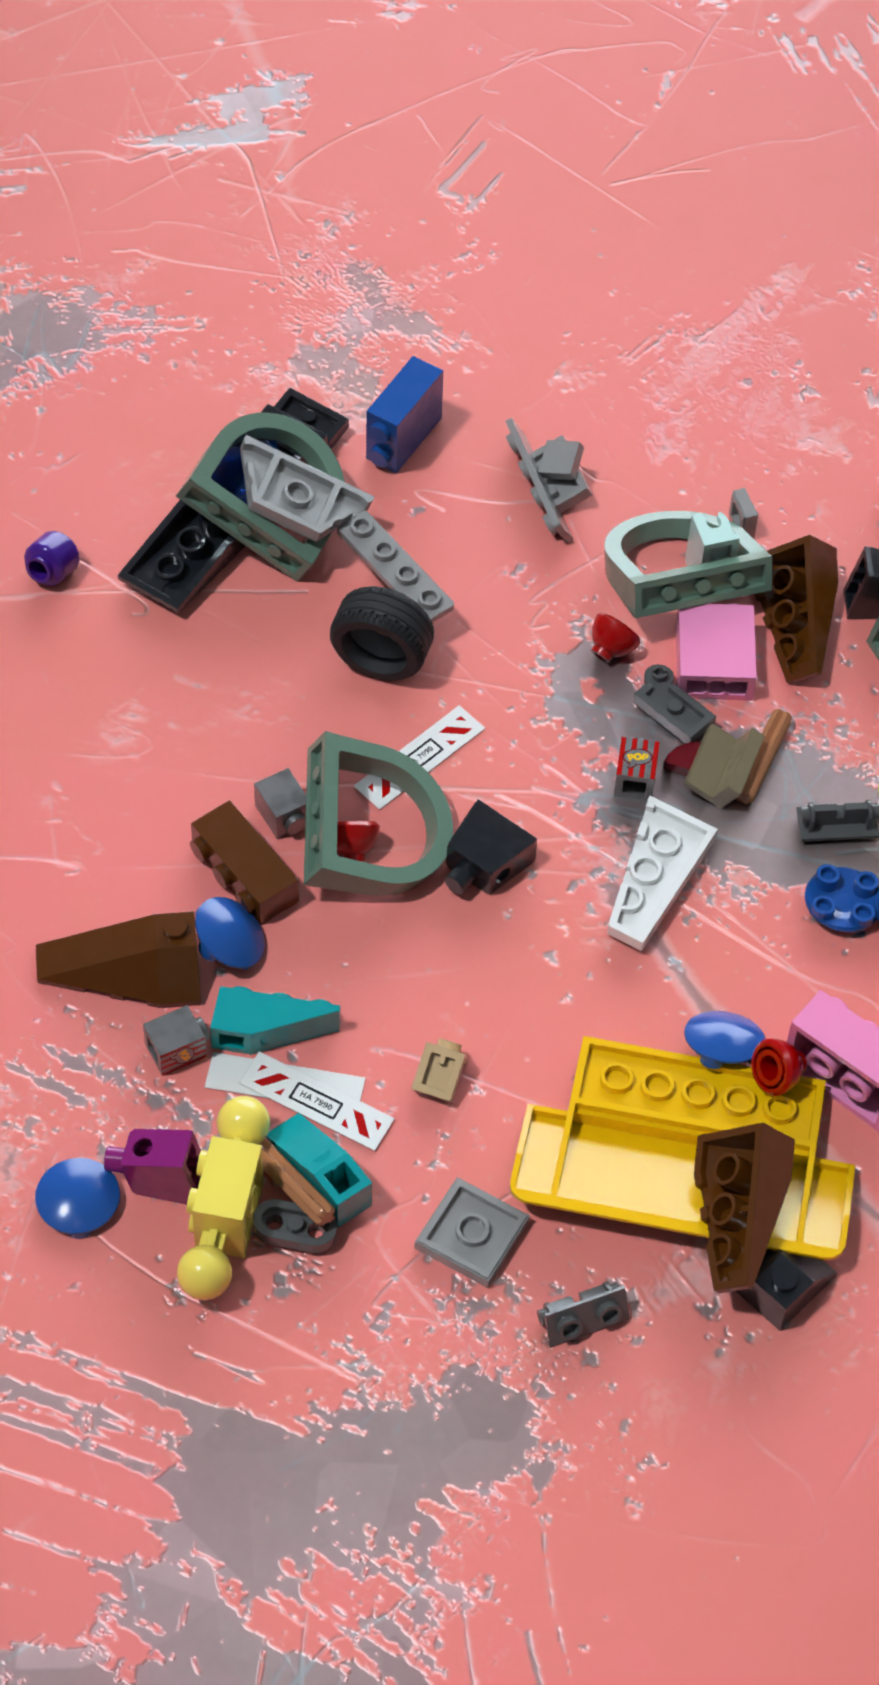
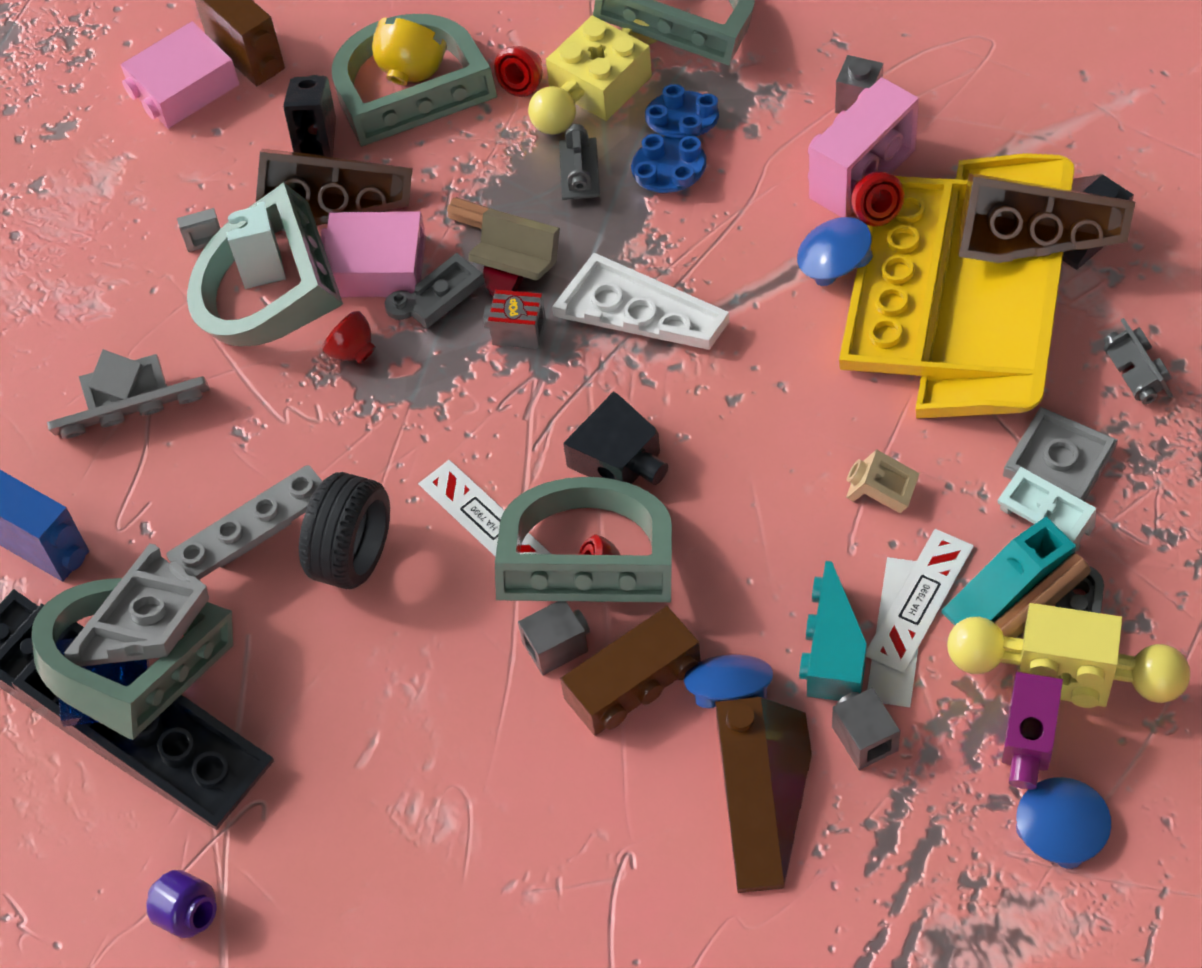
camera: 80 degrees left, 0 degrees up
(399, 1204) = (1037, 498): none -> light aqua hinge

